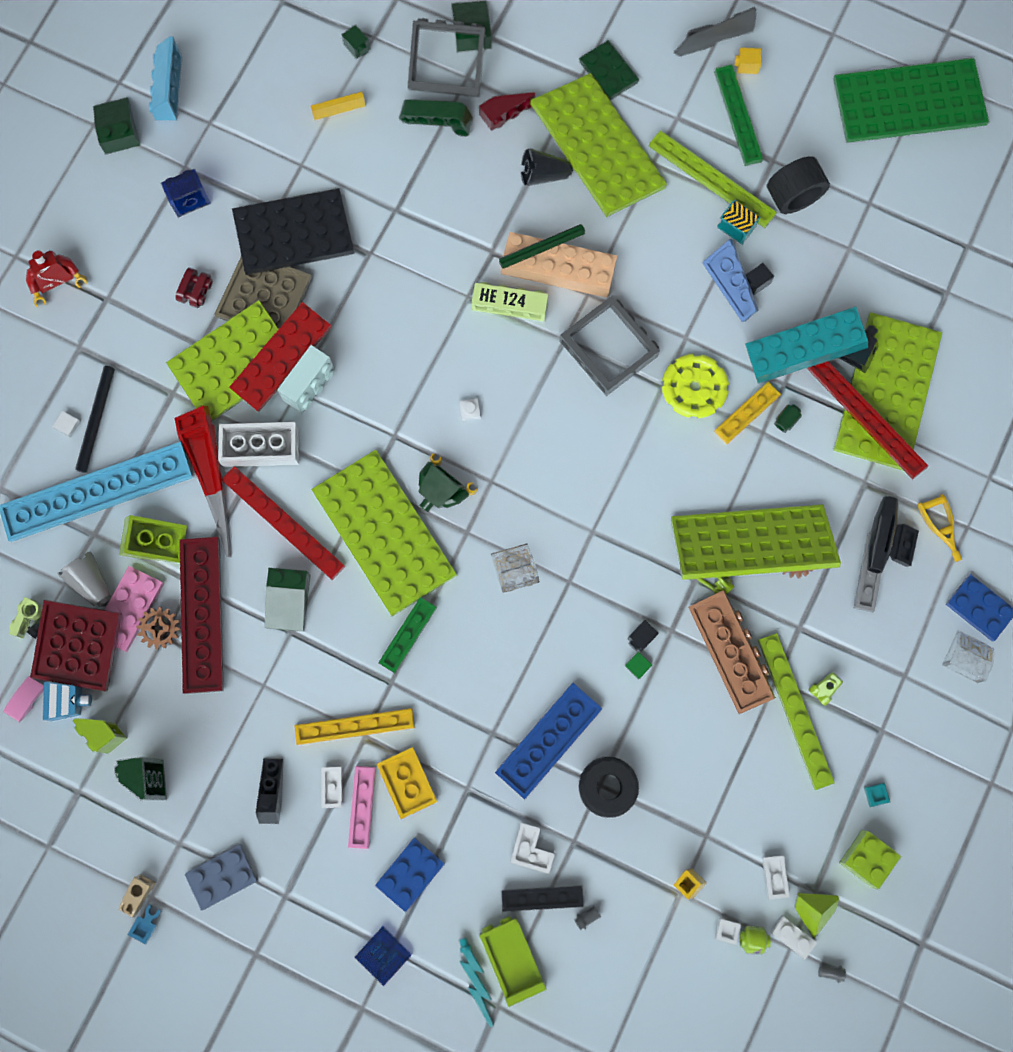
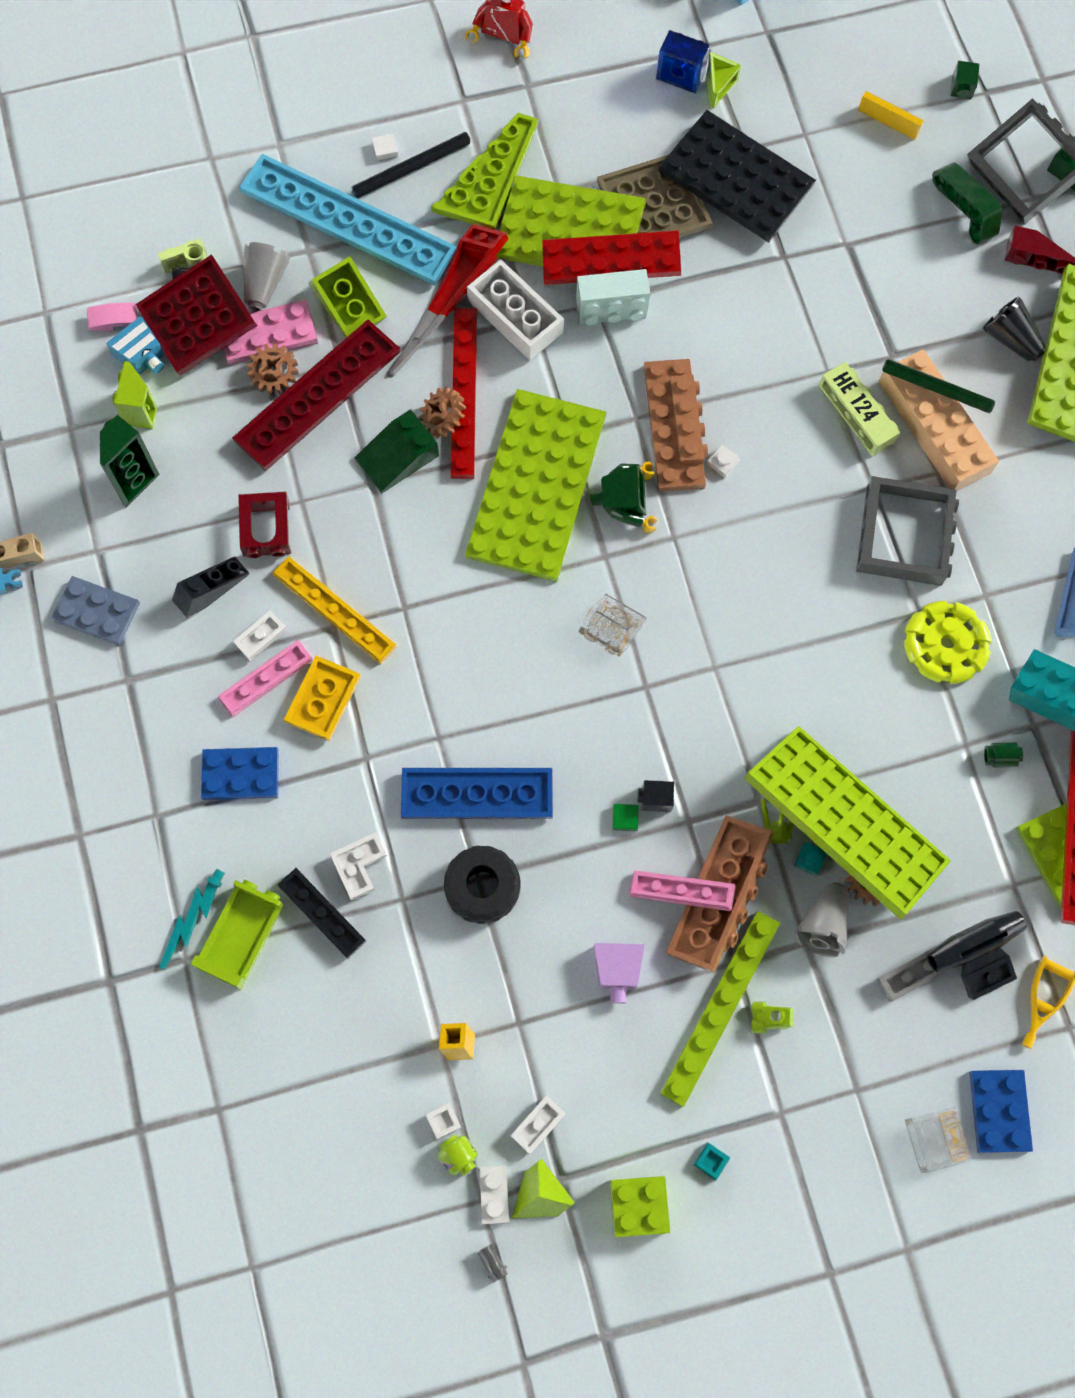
camera: 45 degrees right, 5 degrees down
(152, 383) = (488, 180): none -> lime wing
(203, 284) = (604, 141): dark red brick -> none
(217, 181) = (720, 77): none -> lime slope
(282, 722) = (264, 502): none -> dark red panel
(286, 549) = (442, 412): none -> nougat gear
(383, 956) = (144, 812): clear blue tile -> none
(407, 635) = (460, 583): green plate -> none
(420, 415) = (675, 425): none -> nougat plate
(587, 918) = (339, 972): dark grey pin -> none
(712, 672) = (682, 890): none -> bright pink tile
(725, 750) = (618, 968): none -> lavender torso
(747, 412) = (970, 713): yellow tile -> none
(753, 582) = (810, 859): none -> teal plate
(799, 606) = (826, 922): none -> light grey cone

